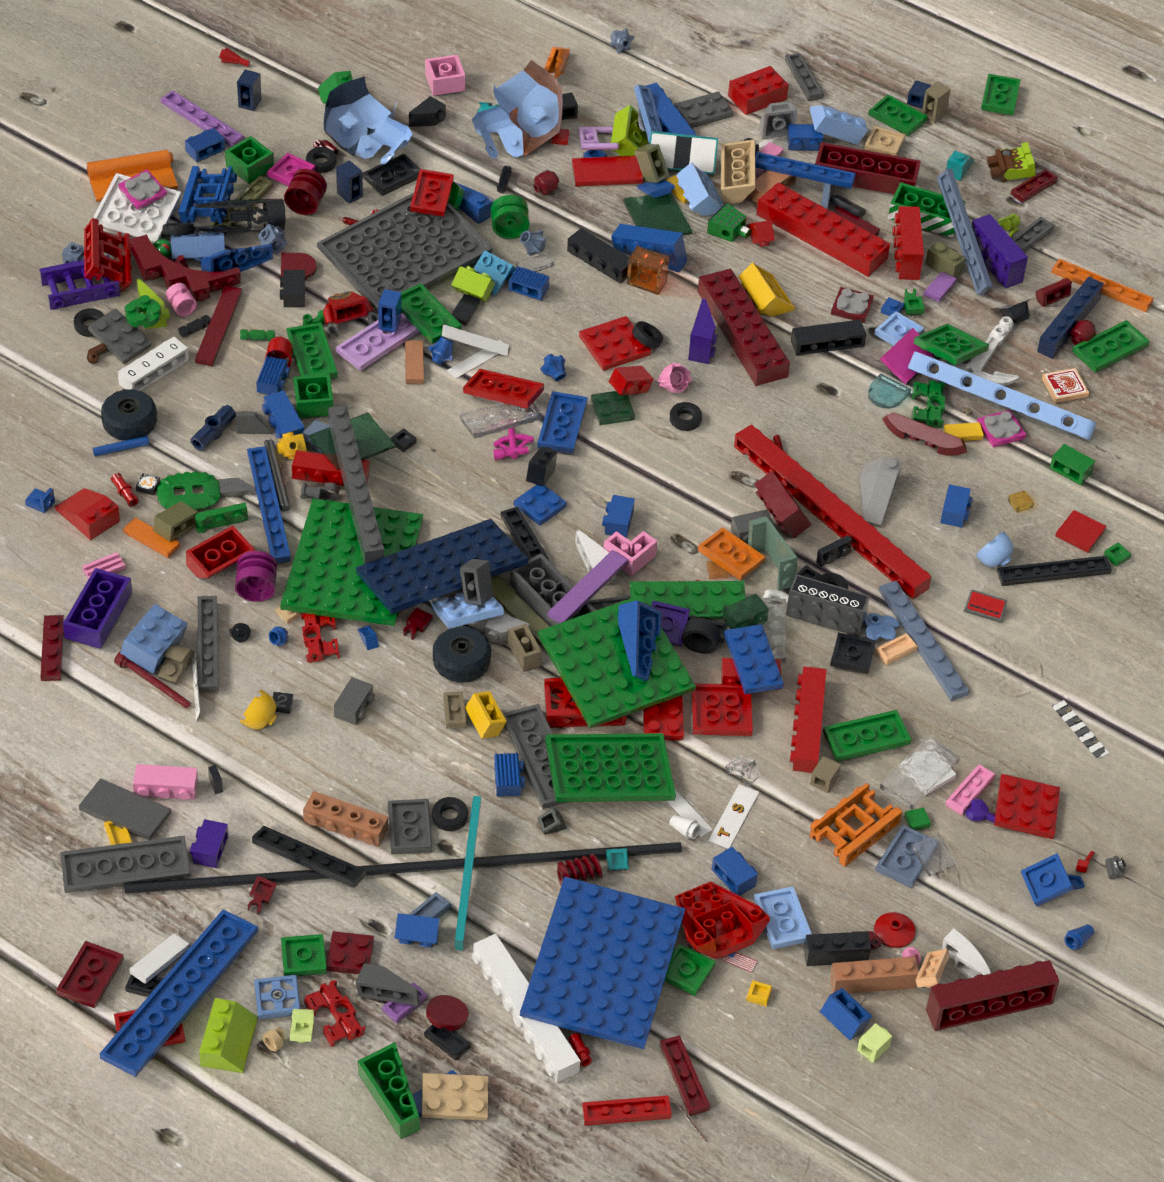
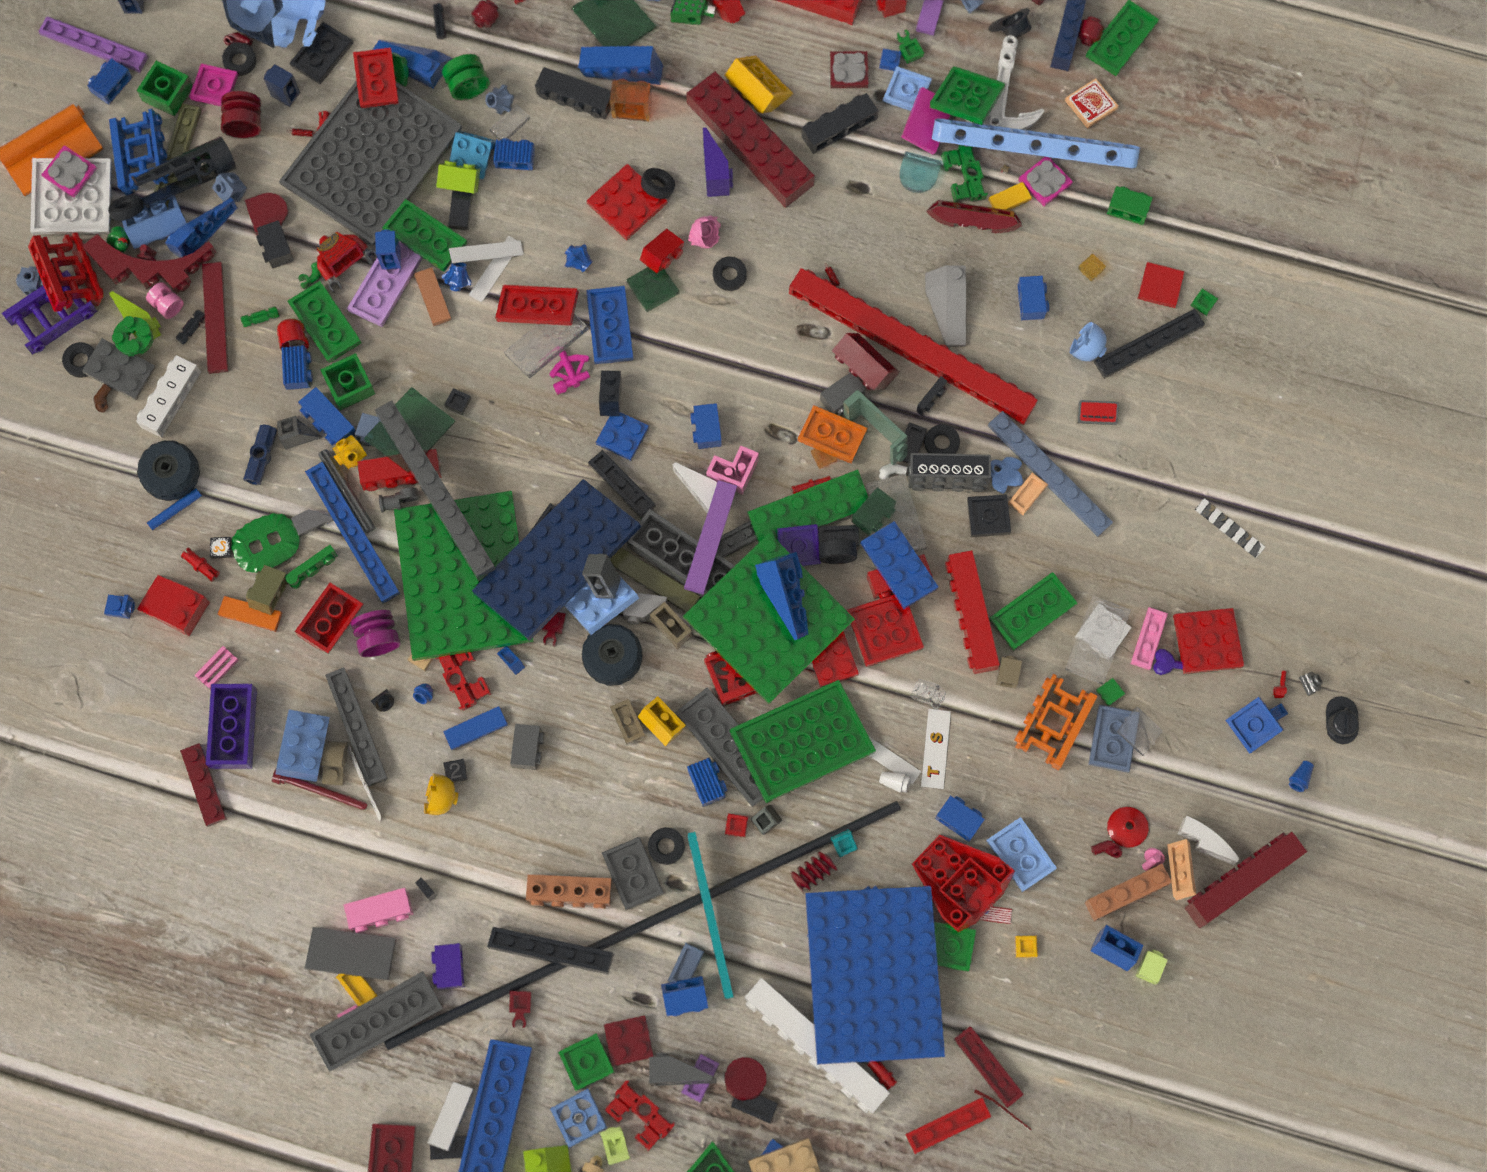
camera: 15 degrees left, 25 degrees up
(314, 676) = (475, 728): none -> blue tile
(521, 818) = (736, 825): none -> red tile
(836, 948) = (1084, 874): black brick -> none
(1135, 907) = (1342, 720): none -> black piece

